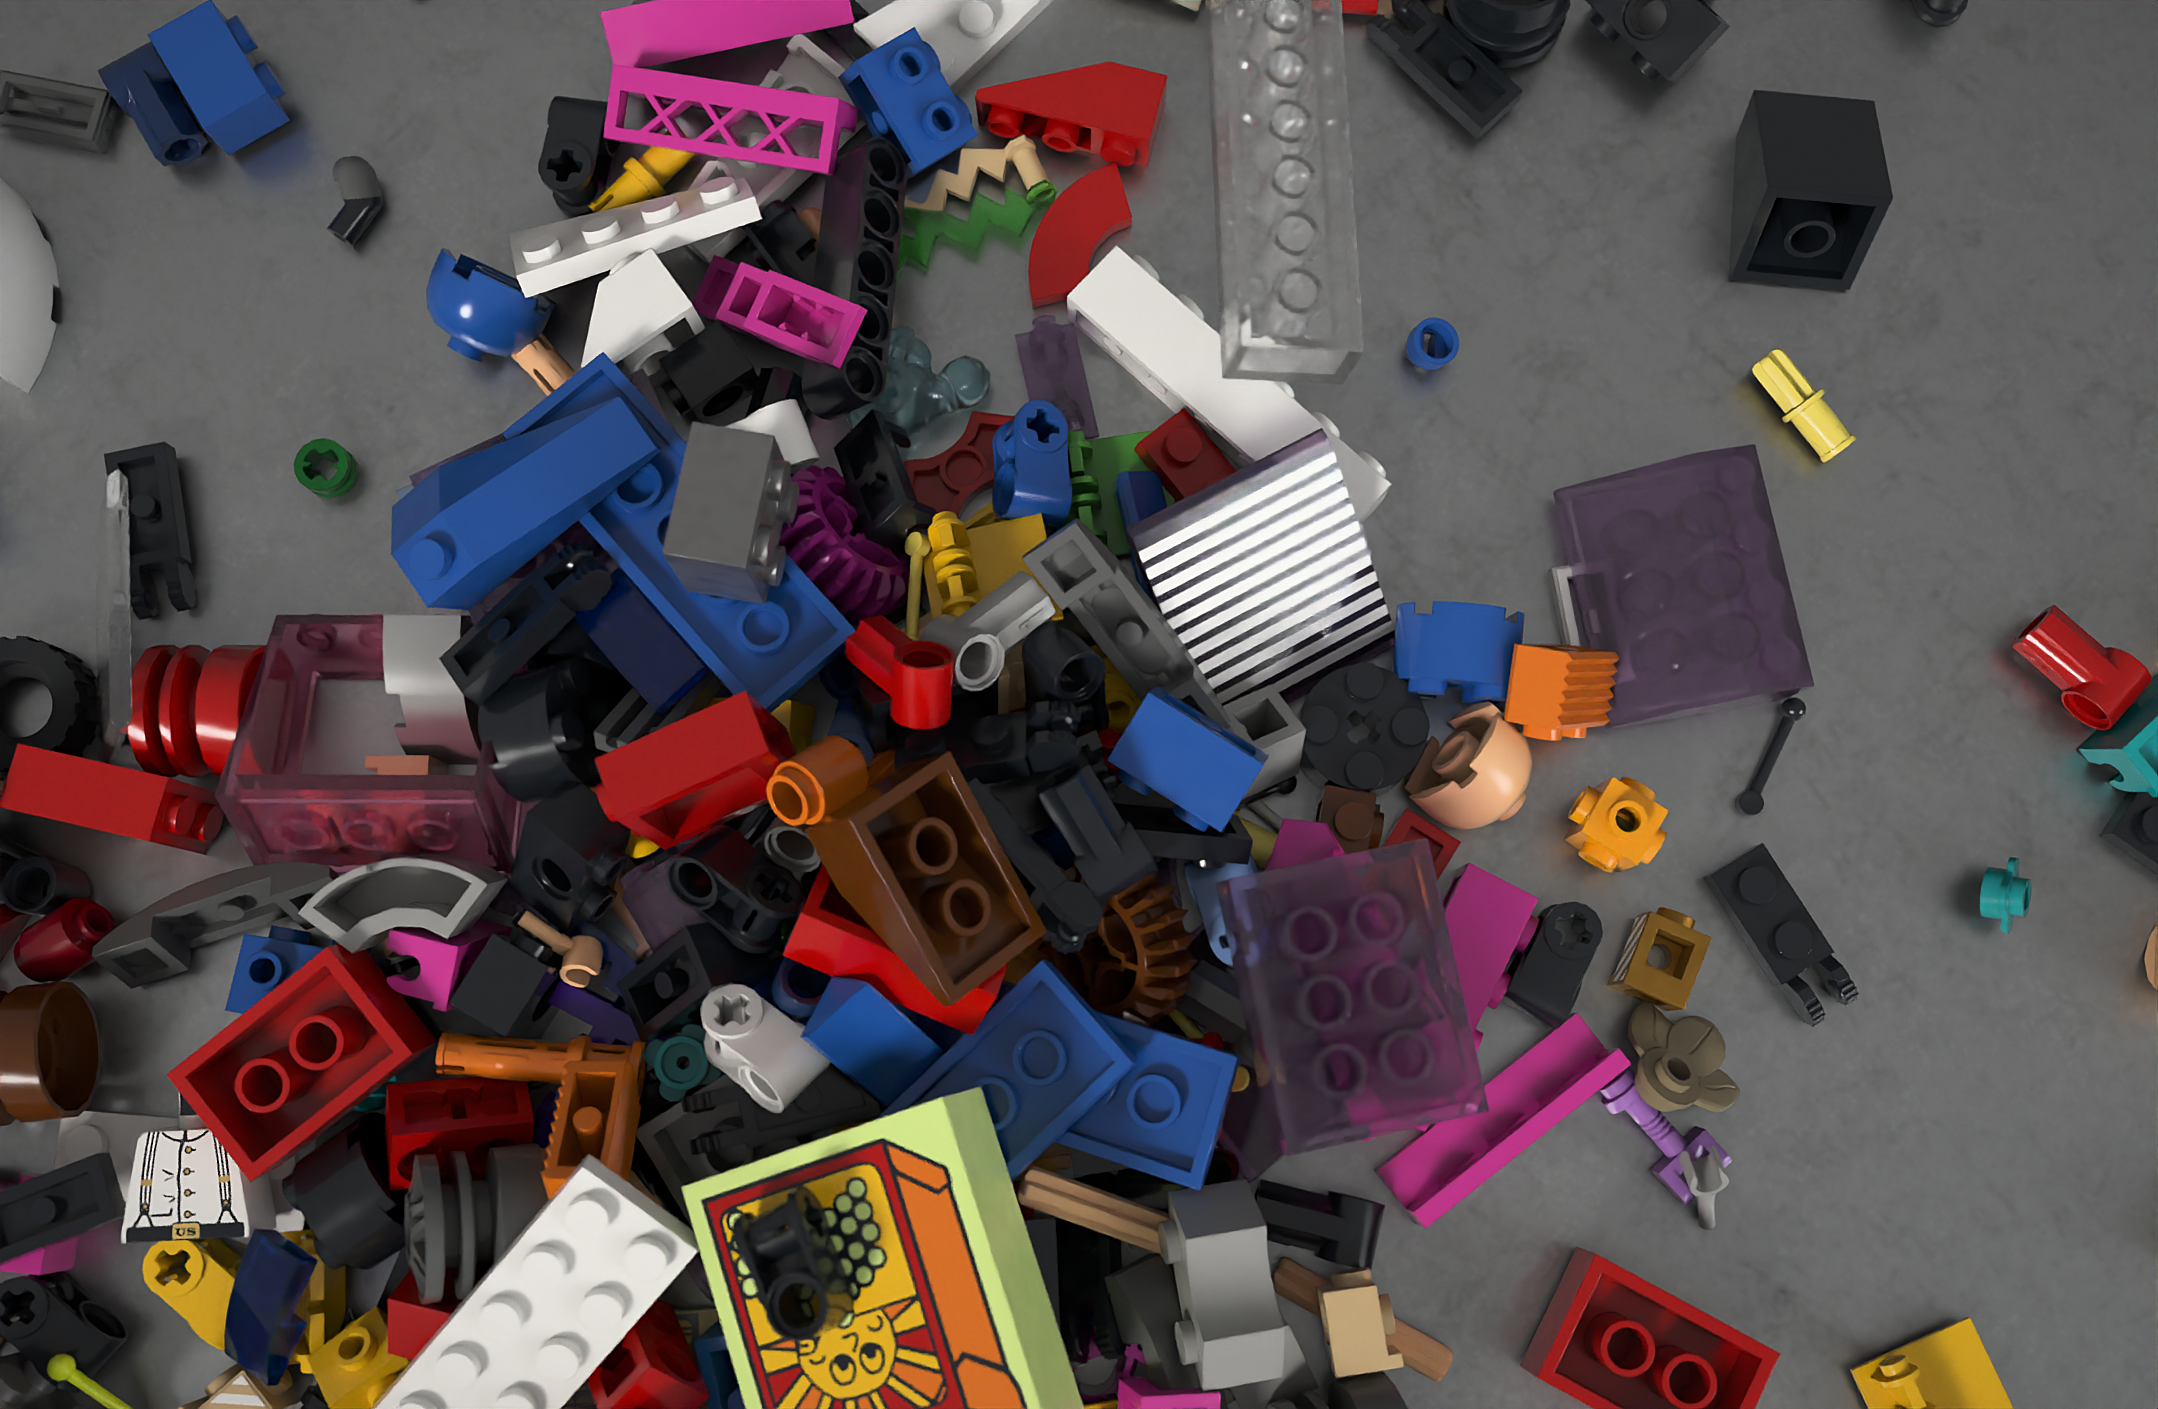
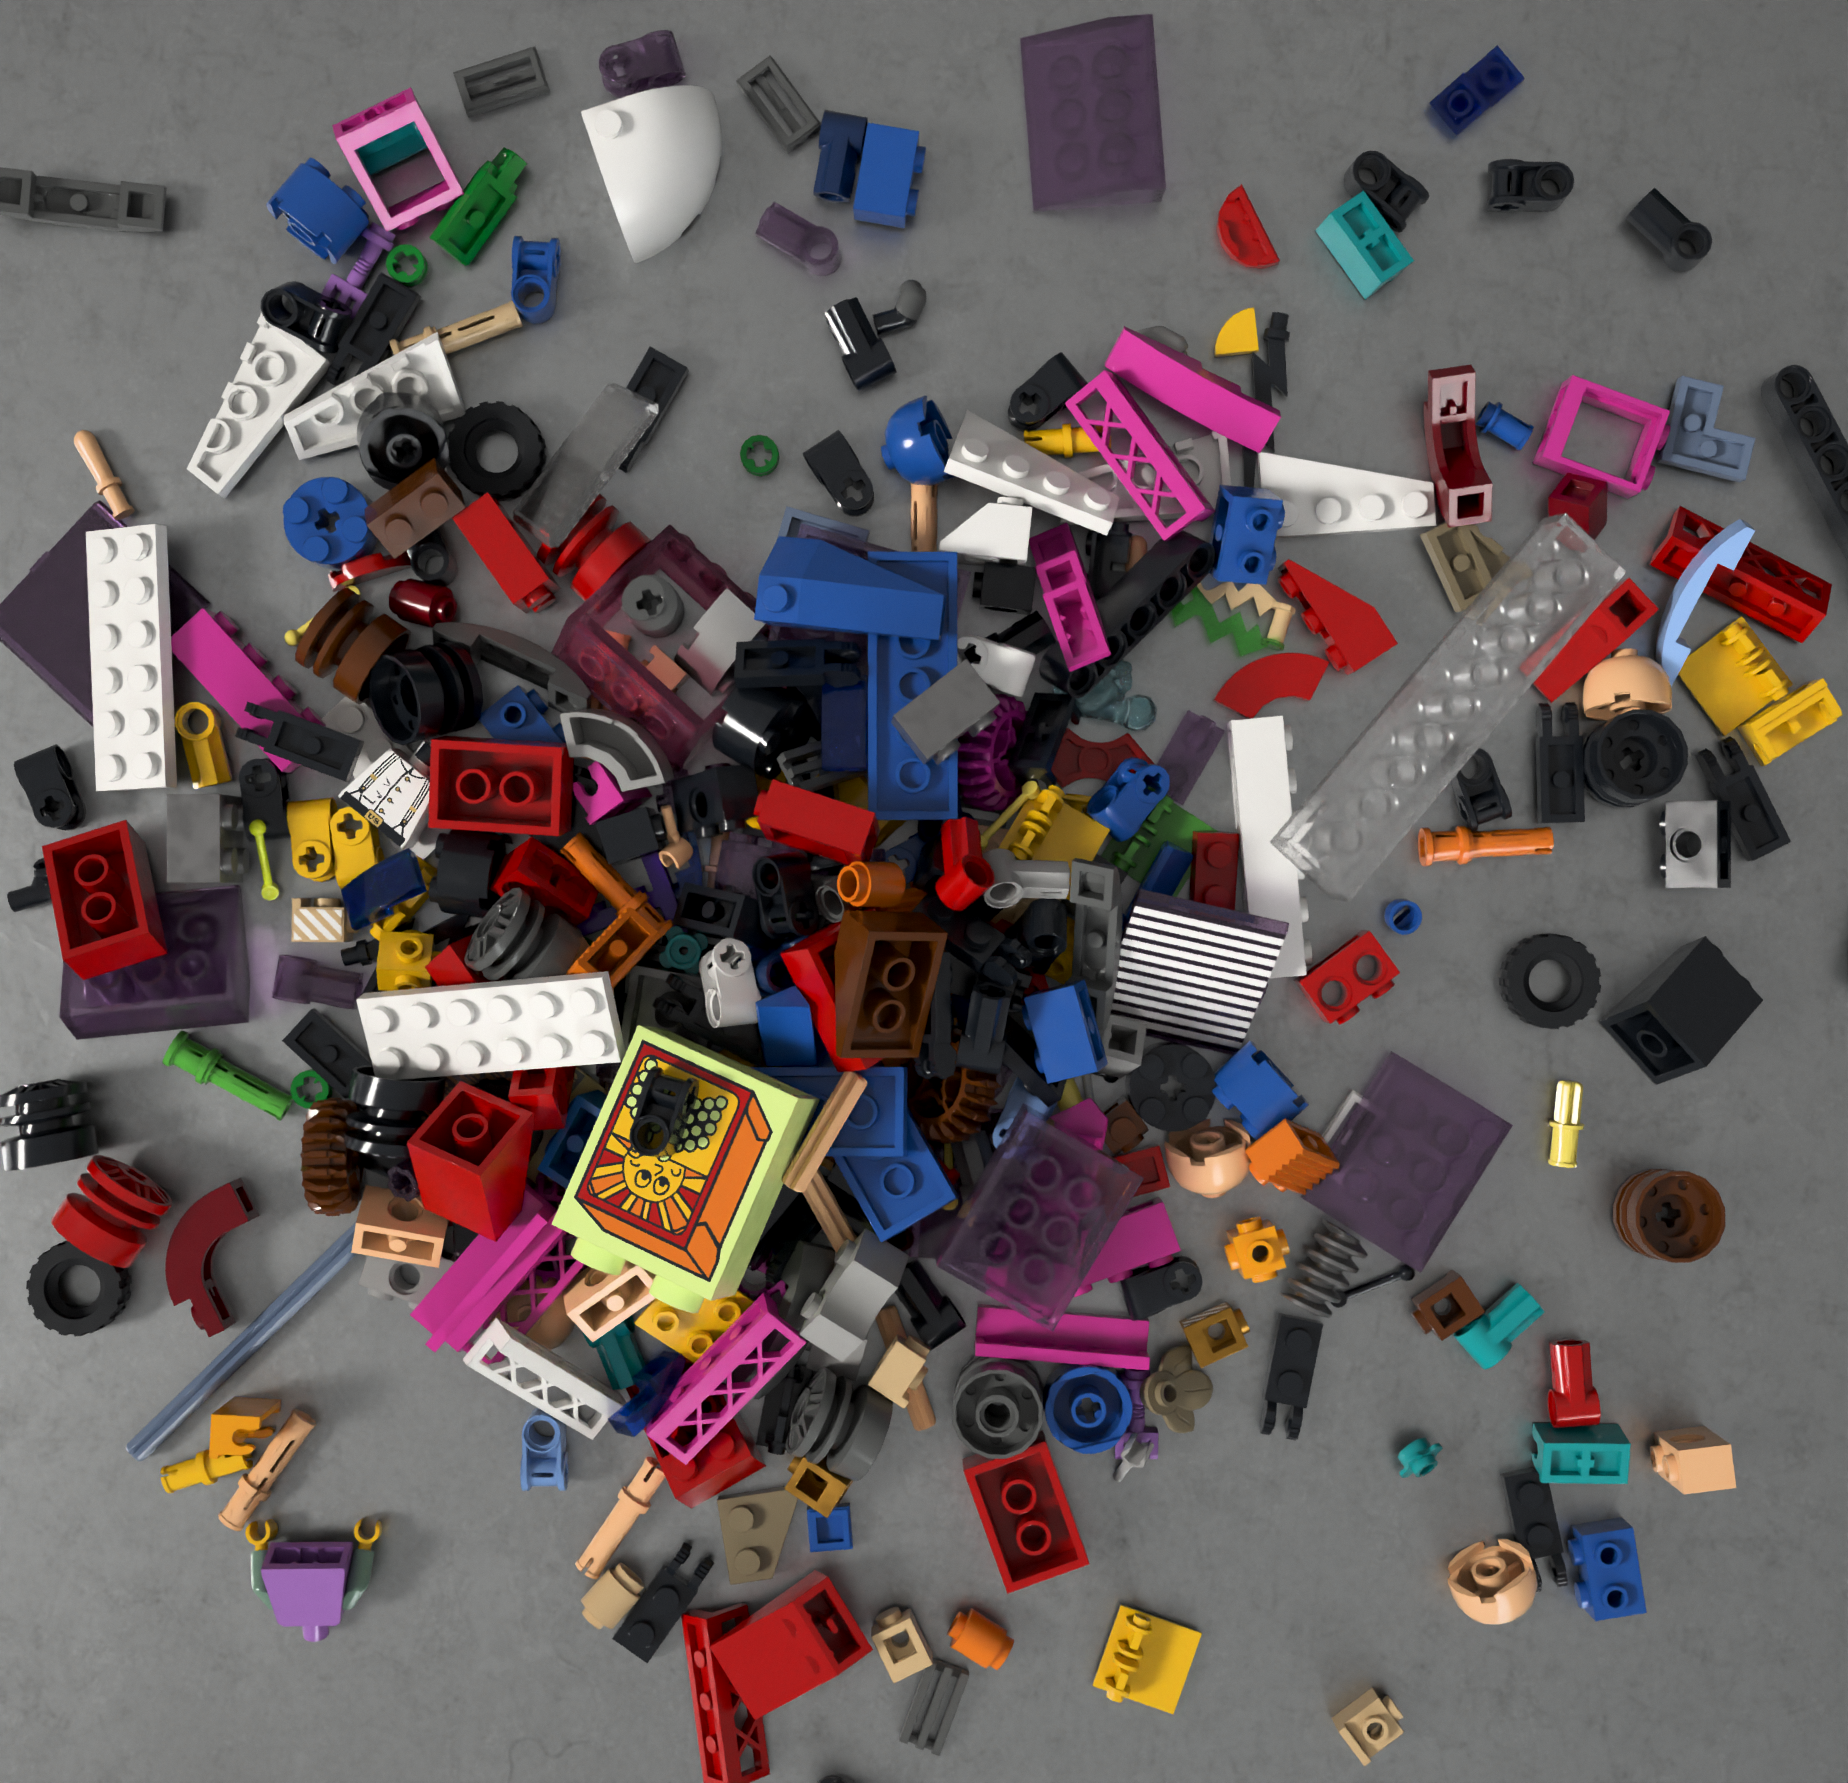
camera: 40 degrees right, 10 degrees up
(130, 1031) = (425, 692): none -> black wheel
(145, 1325) = (311, 835): none -> yellow piece
(184, 216) = (797, 238): none -> clear purple piece
(327, 714) = (638, 599): none -> dark grey piece
(349, 273) = (863, 353): none -> black piece
(430, 410) = (838, 469): none -> black piece
(1017, 1118) = (824, 1131): none -> light nougat axle
(1388, 151) = (1480, 791): none -> black piece
(1424, 452) = (1341, 967): none -> red brick
(1426, 219) = (1464, 845): none -> orange pin
(1531, 1290) = (995, 1429): none -> dark grey wheel
(1634, 1154) = (1092, 1430): none -> blue brick
(1653, 232) = (1583, 985): none -> black tyre
(1709, 779) = (1325, 1271): none -> flat silver piece
(1888, 692) = (1461, 1307): none -> reddish brown brick
(1943, 687) = (1491, 1334): none -> teal piece
(2003, 393) = (1692, 1222): none -> reddish brown wheel

